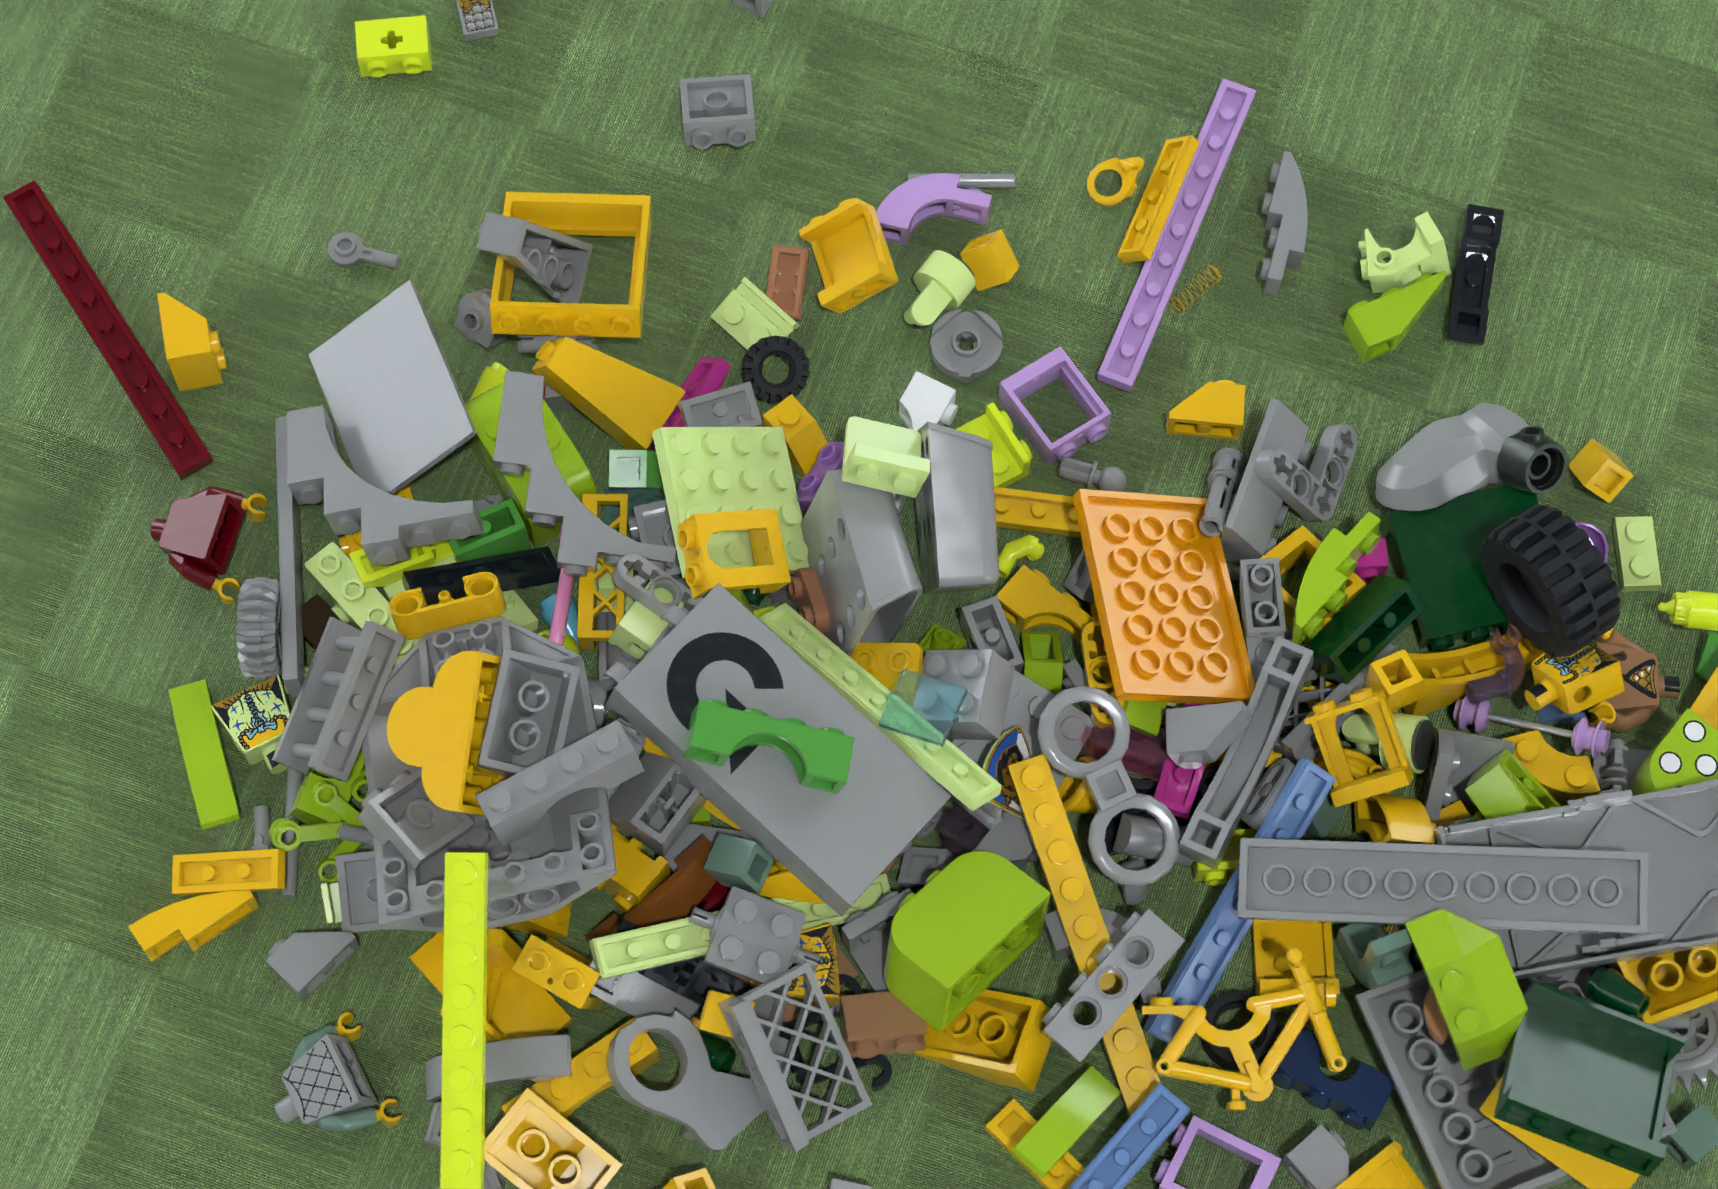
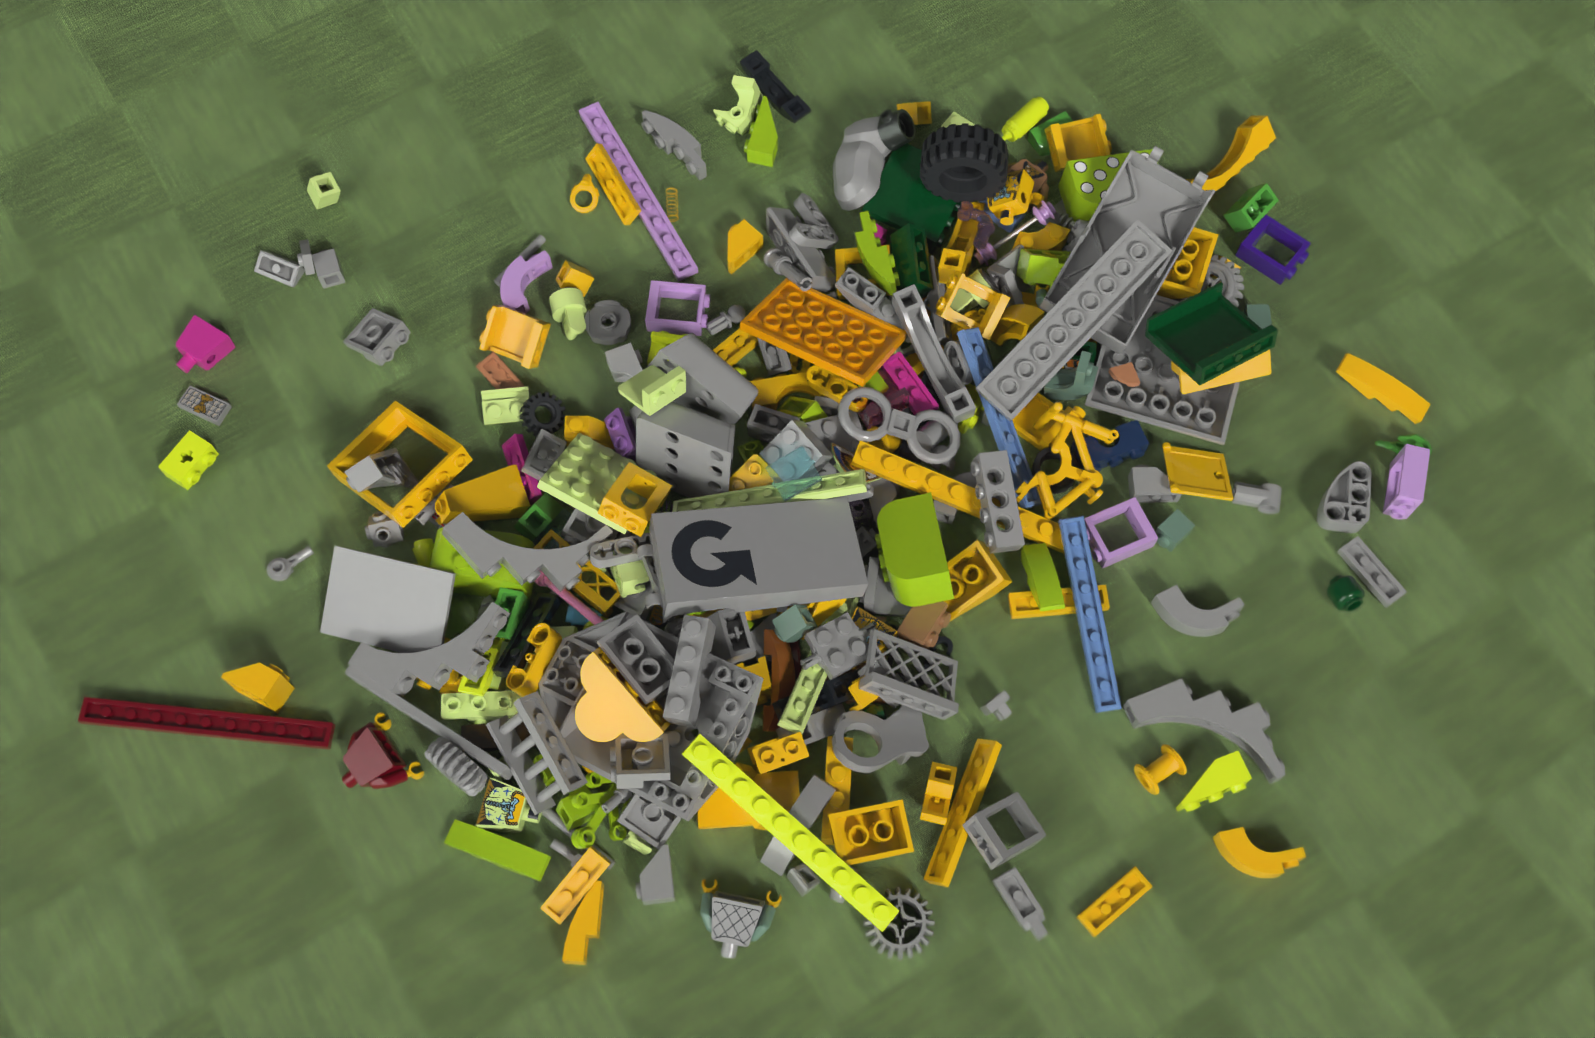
camera: 50 degrees left, 0 degrees up
(810, 598) = (681, 489): nougat plate -> none
(817, 755) = (782, 537): bright green arch -> none
(1203, 731) = (907, 364): light grey slope -> none
(1469, 983) = (1127, 346): lime wedge -> none
(1617, 993) = (1176, 293): dark green cone -> none

